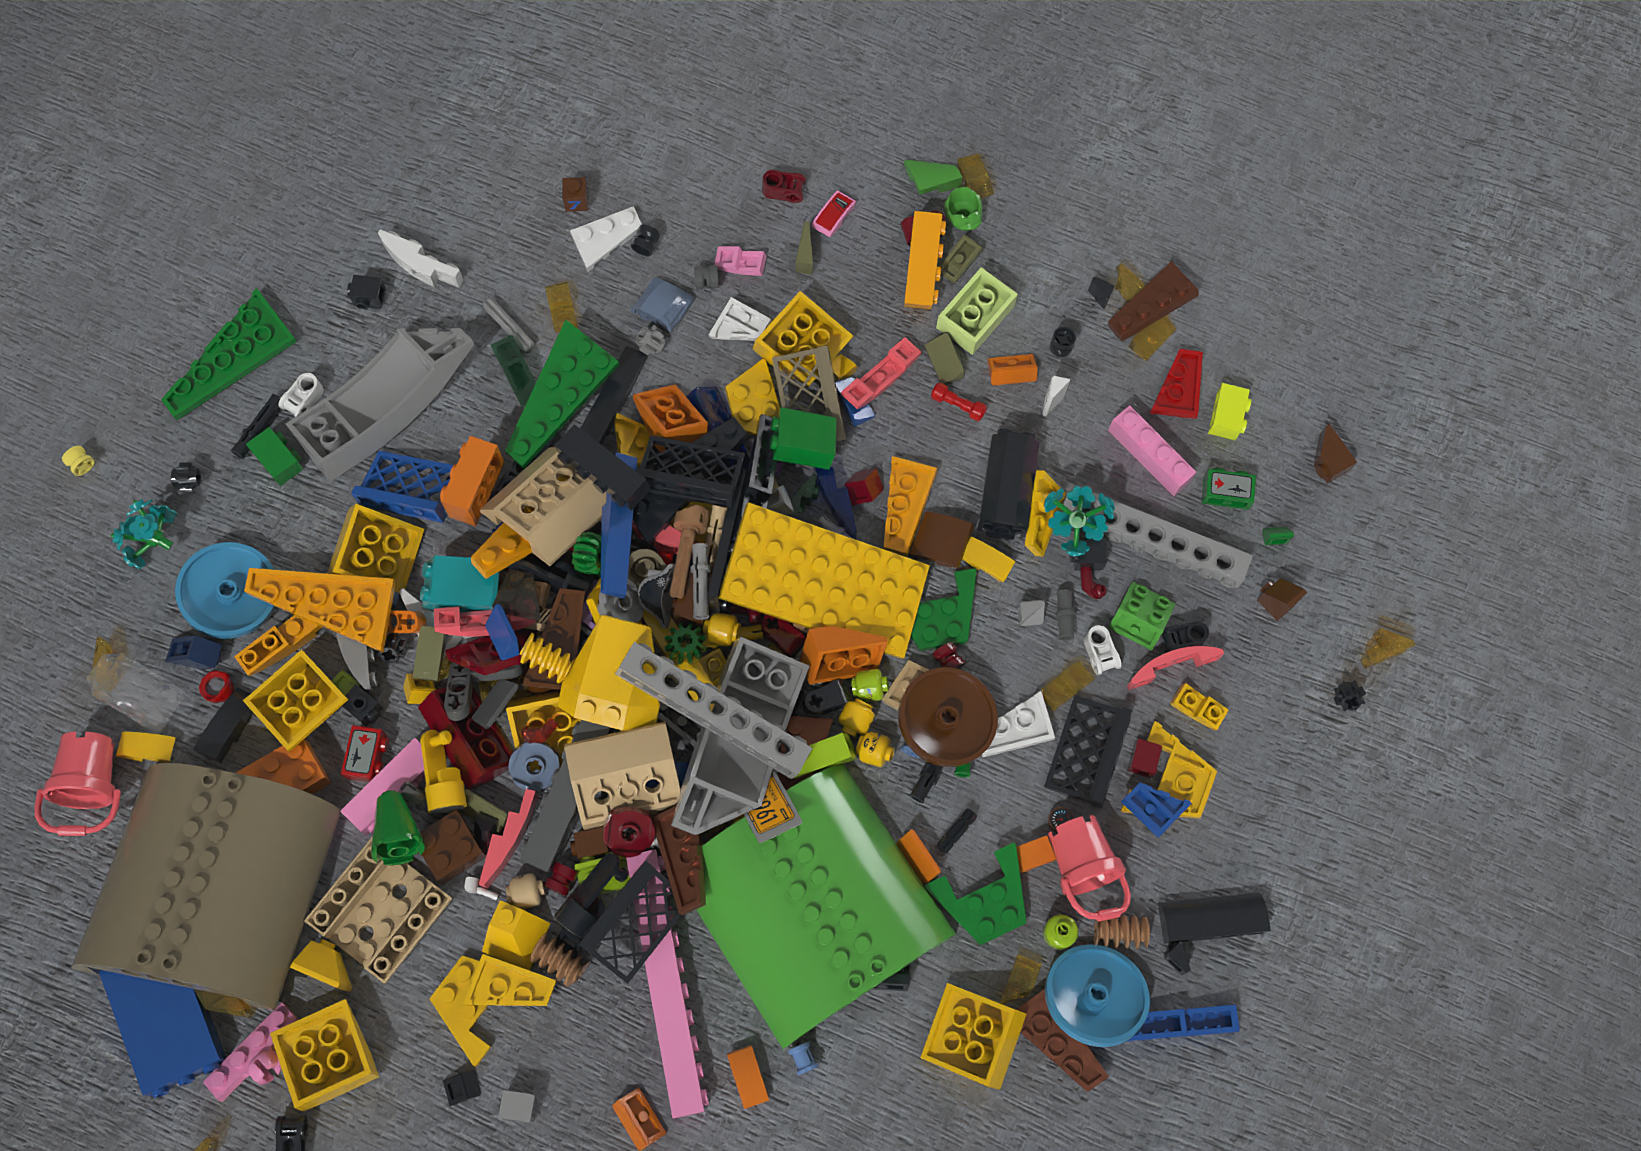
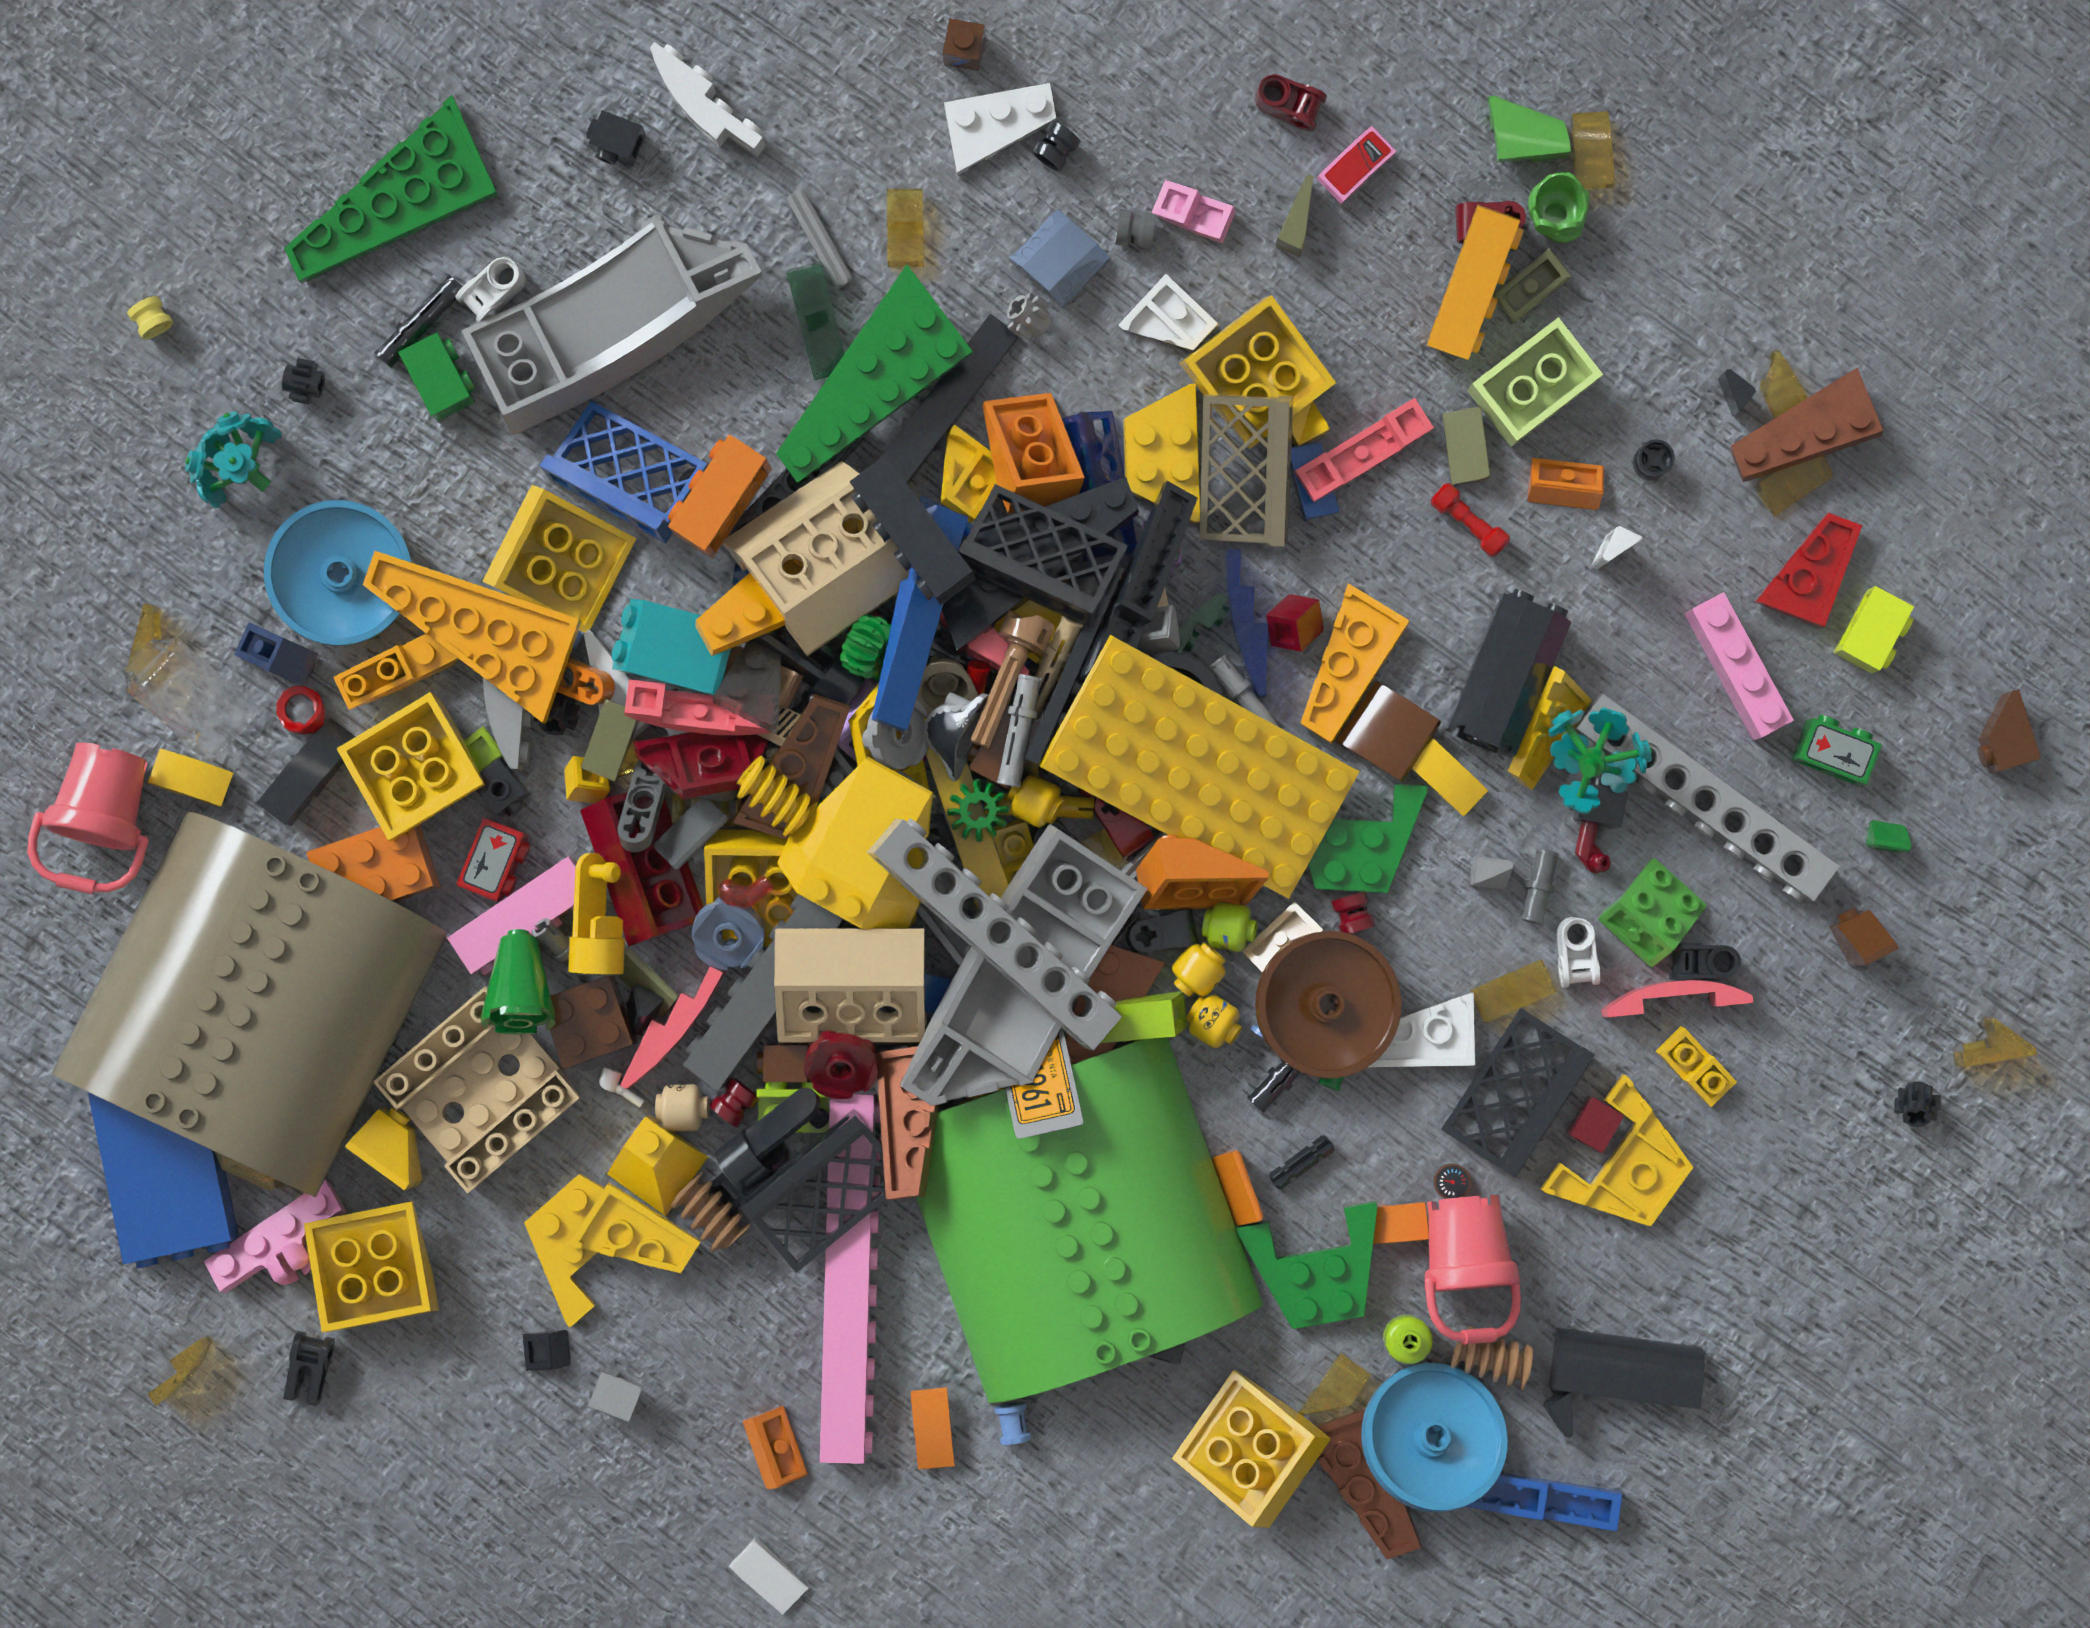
camera: 20 degrees right, 15 degrees up
(502, 633) = (719, 743): blue slope -> none
(803, 438) = (1221, 538): green brick -> none
(1154, 807) = (1588, 1202): blue wing -> none

